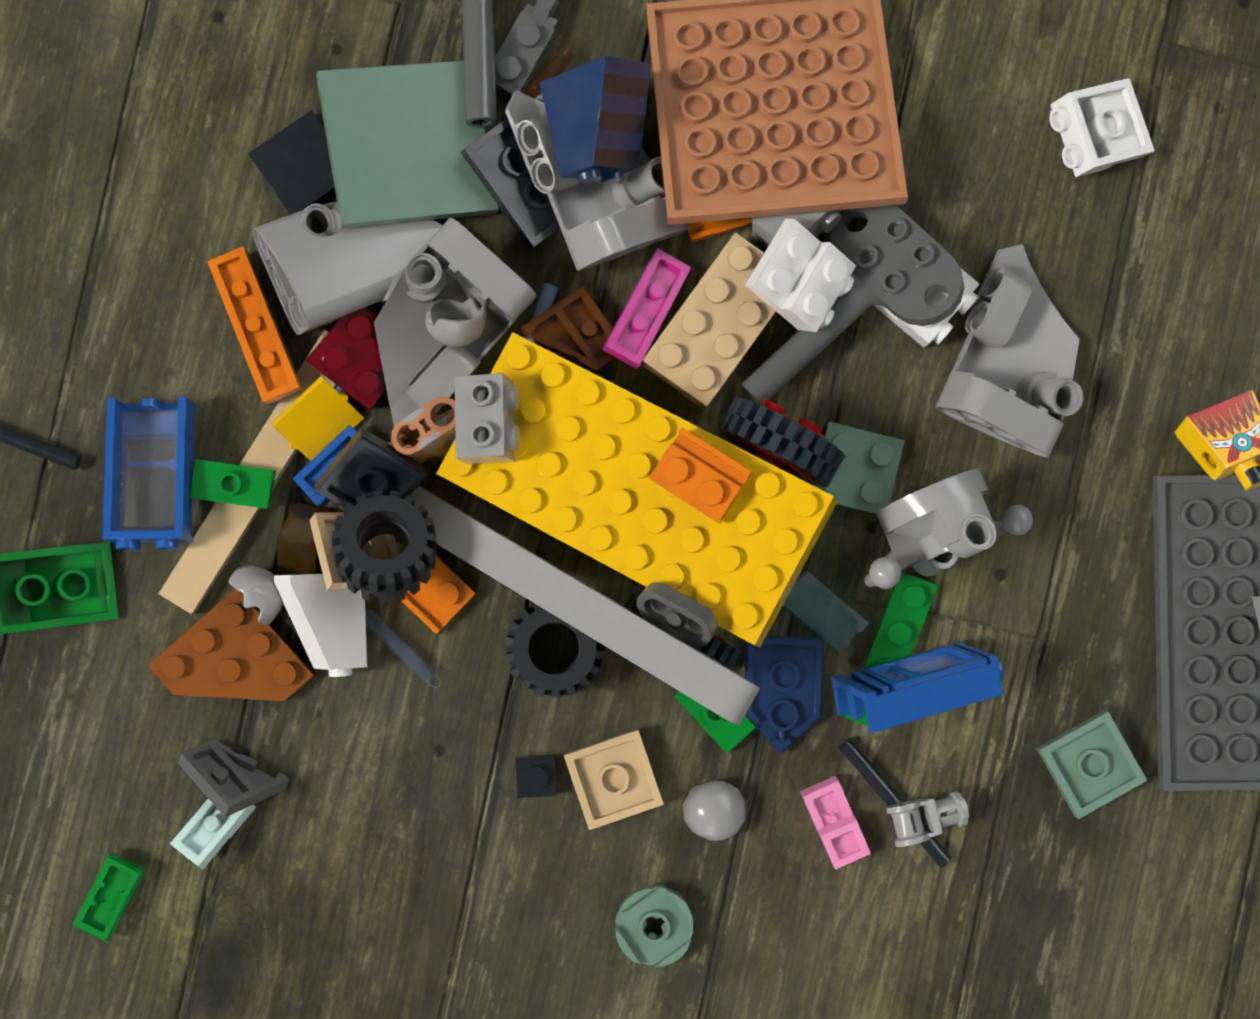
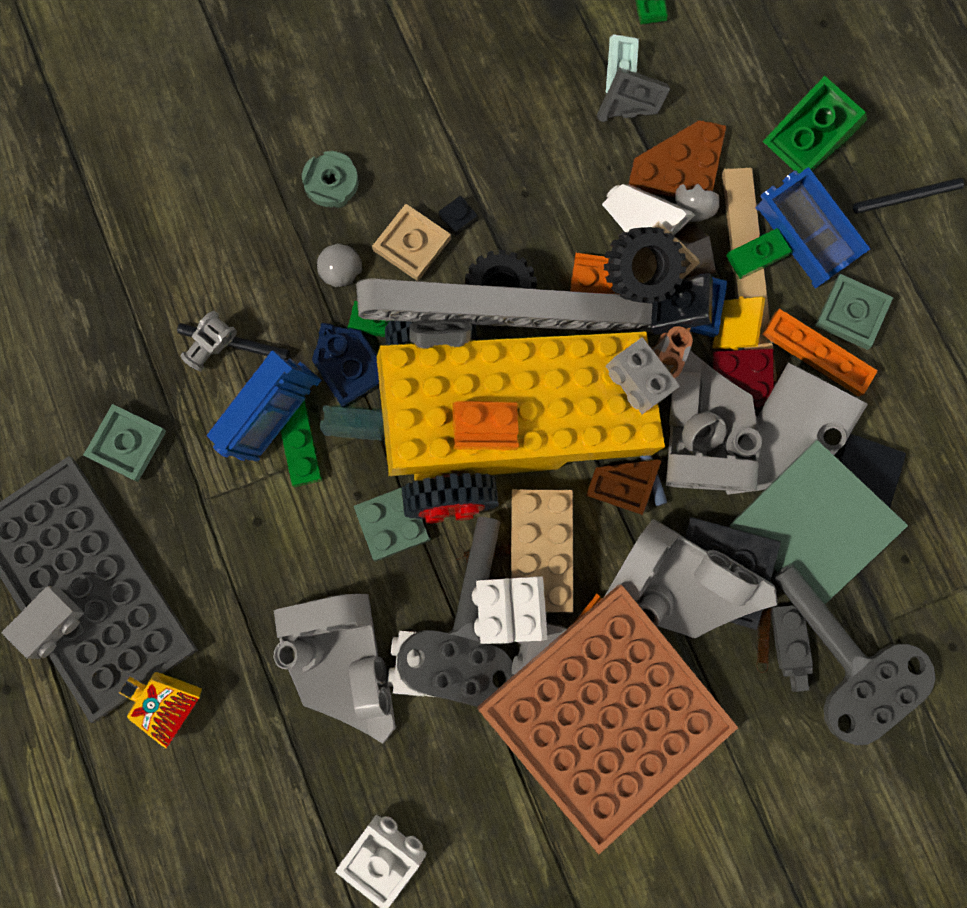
camera: 145 degrees right, 10 degrees down
(178, 345) = (854, 311): none -> sand green plate
(400, 641) = (588, 233): sand blue piece -> none
(598, 118) = (712, 618): dark blue slope -> none
(646, 308) = (593, 528): dark pink plate -> none
(835, 822) = (262, 306): bright pink slope -> none
(941, 524) = (316, 517): light grey piece -> none

